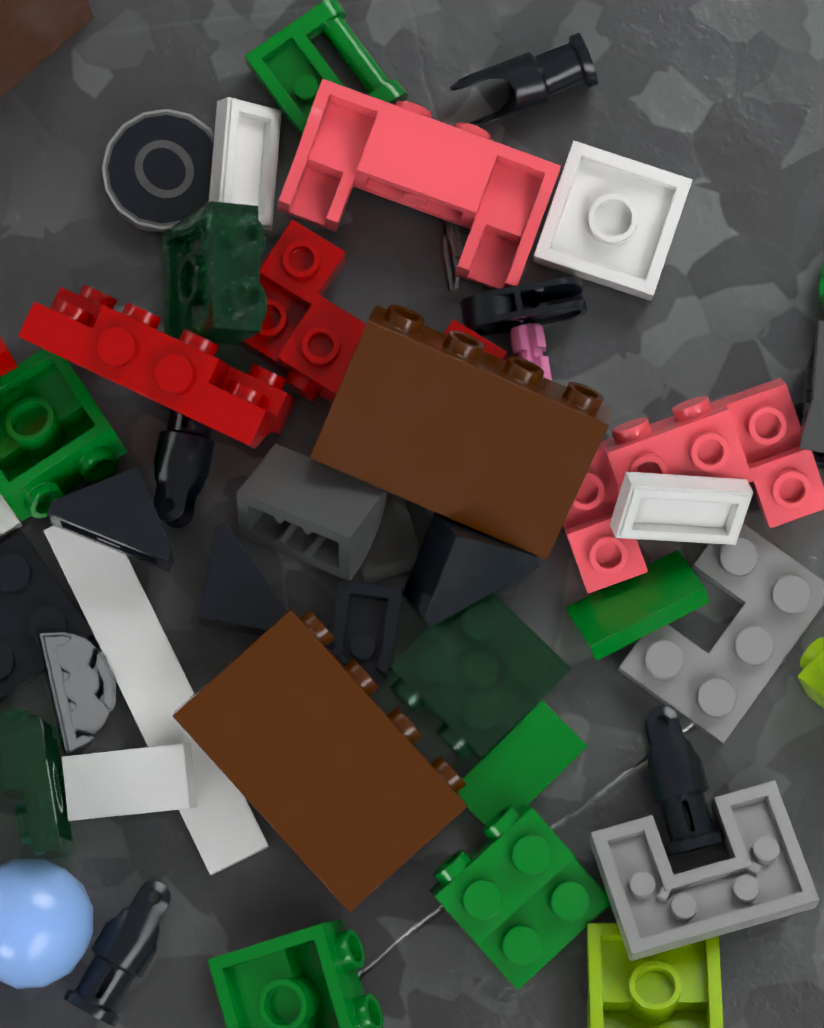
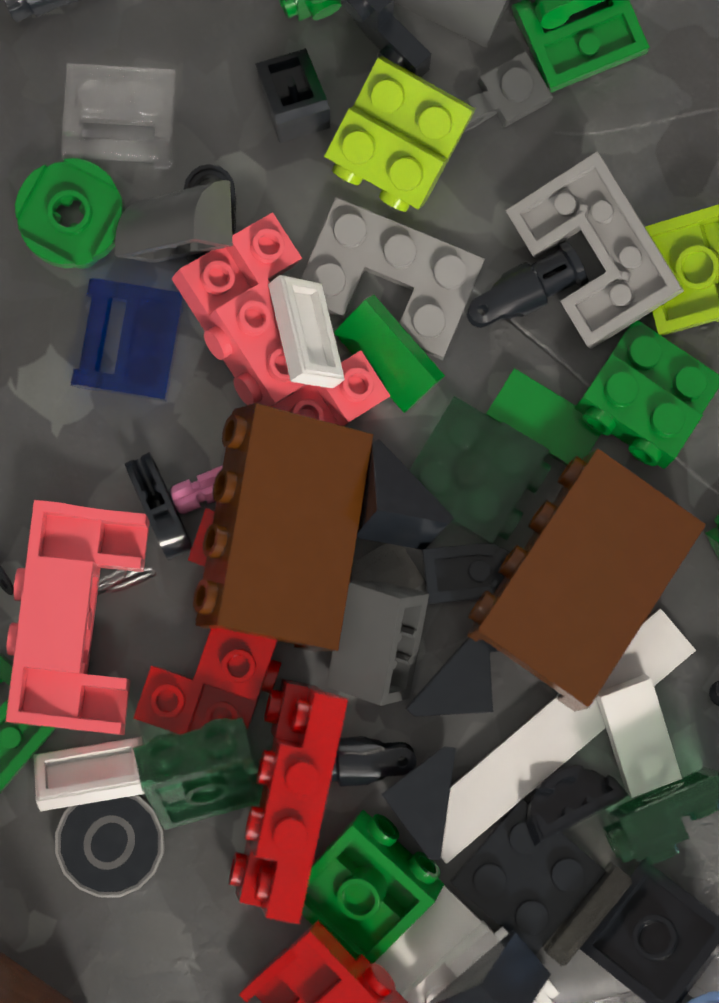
camera: 110 degrees left, 5 degrees up
(612, 220) = (66, 449): white plate -> none
(713, 334) = (145, 343): none -> clear blue plate

